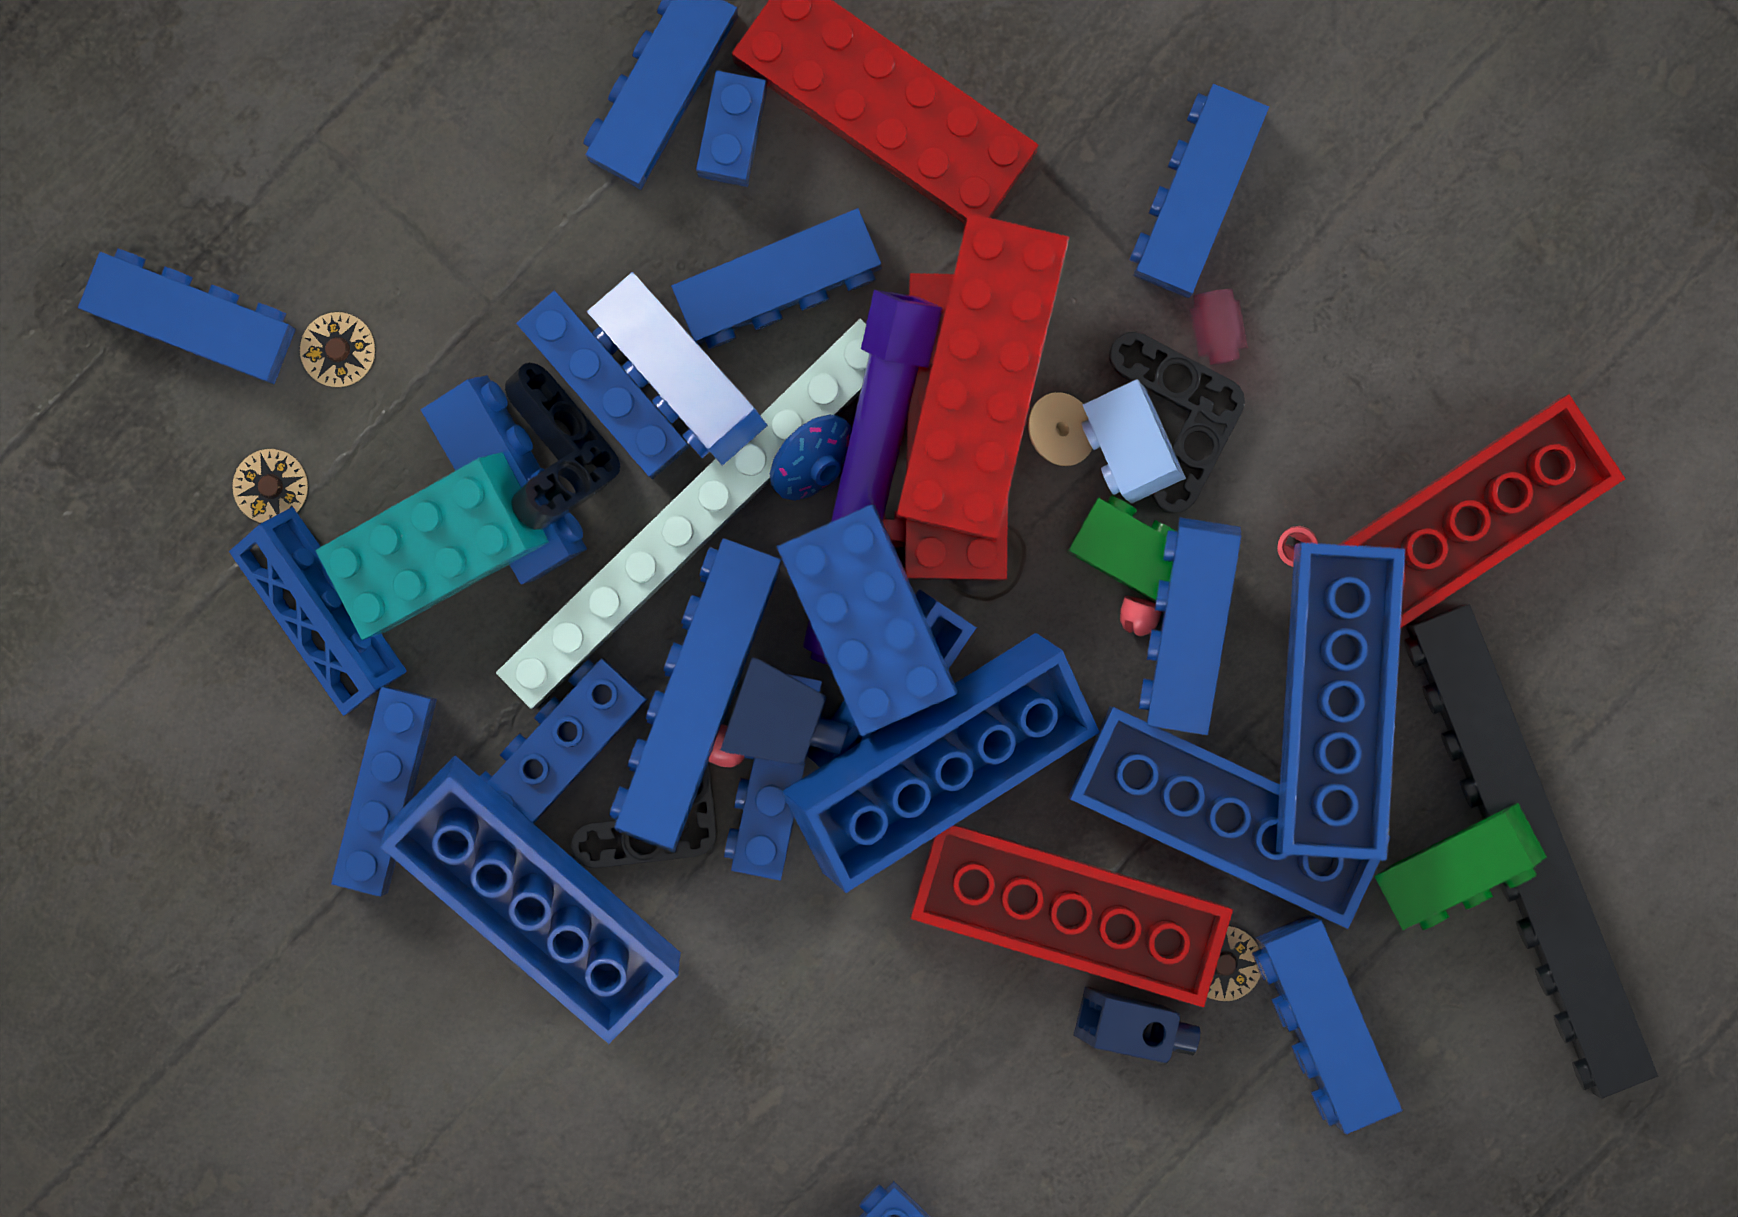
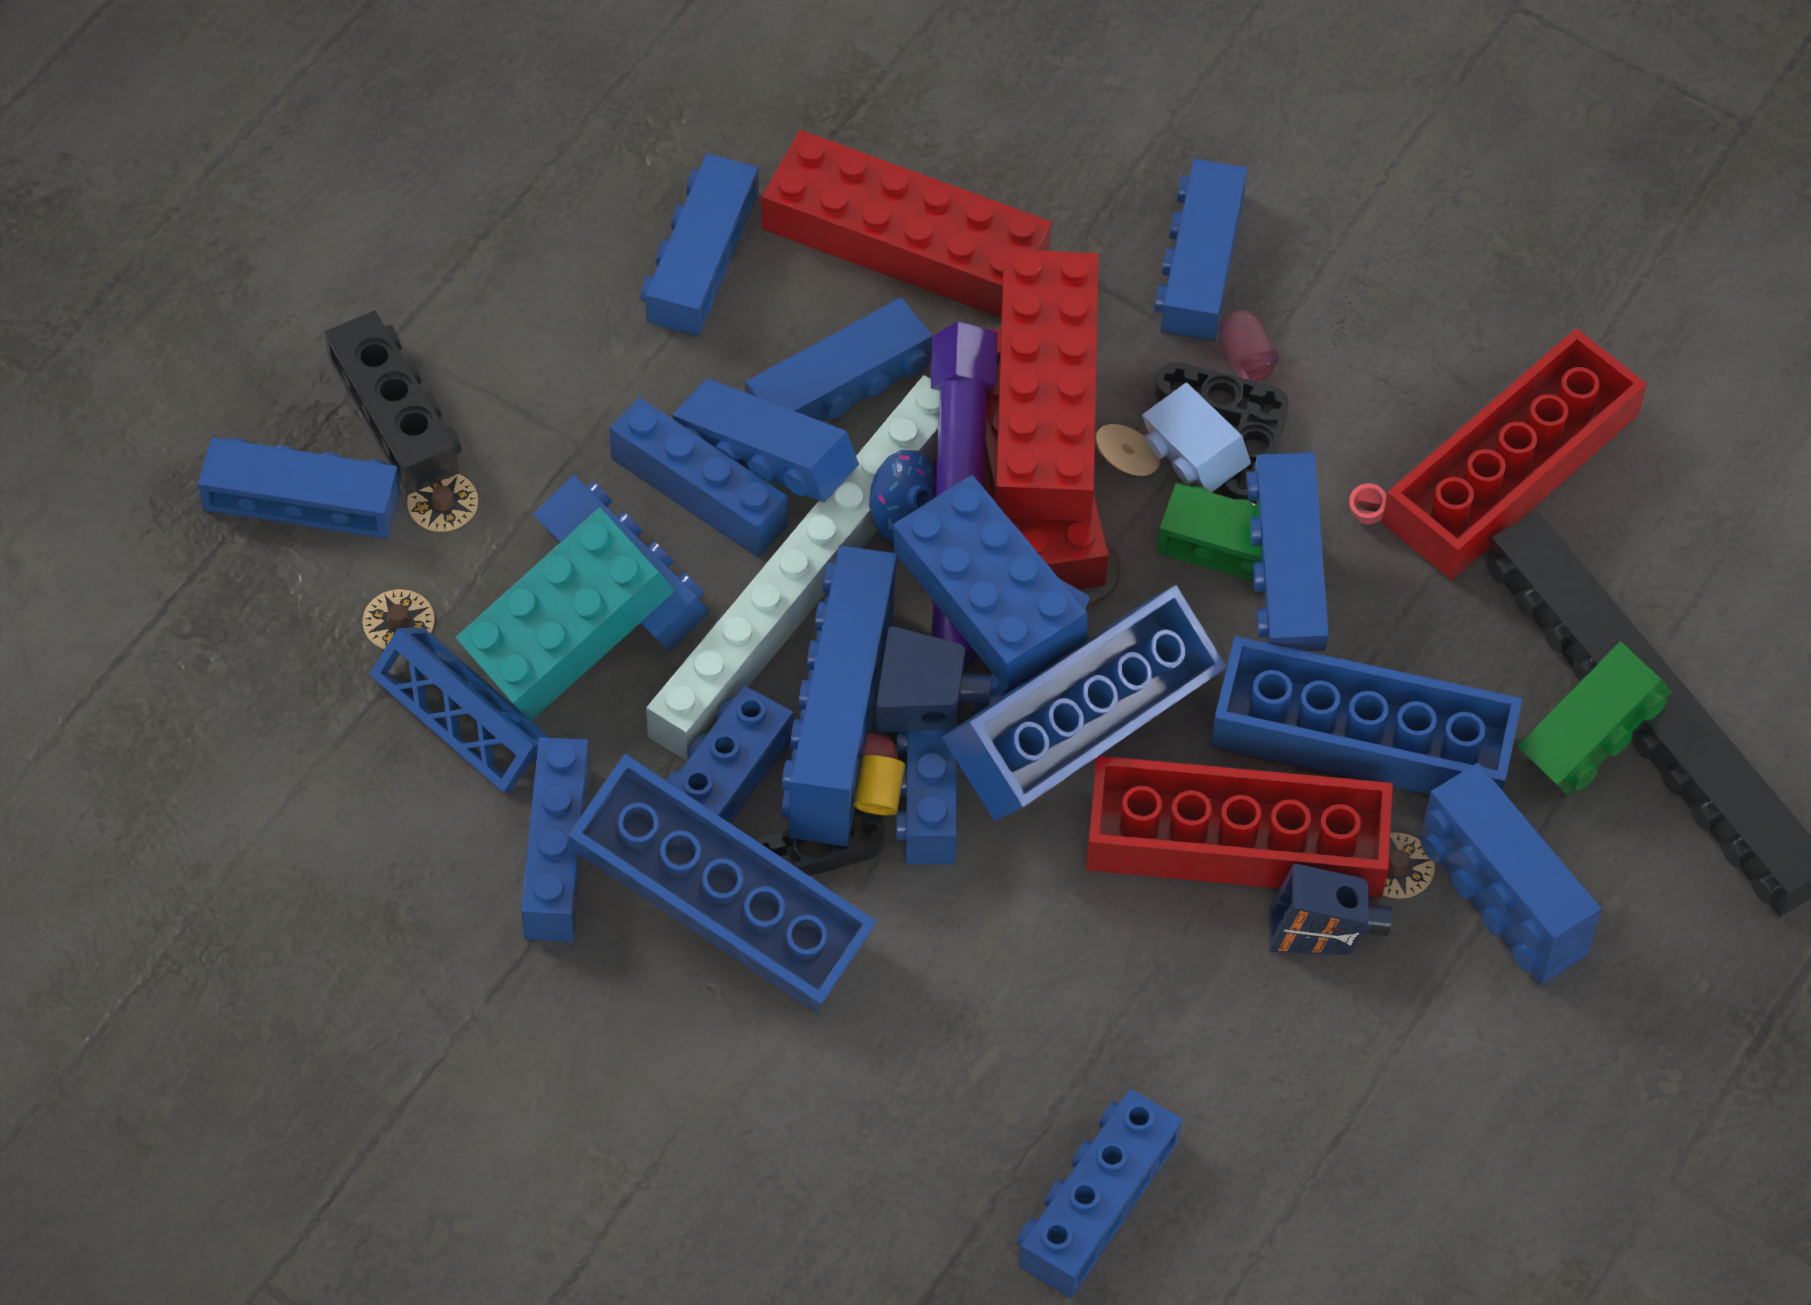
camera: 15 degrees left, 30 degrees down
(264, 158) = (419, 458): none -> black brick
(529, 392) = (671, 532): black beam -> none
(714, 808) = (879, 785): none -> yellow beam
(731, 128) = (773, 265): blue brick -> none
(1139, 615) = (1237, 583): coral hinge -> none
(1340, 701) = (1443, 579): blue brick -> none

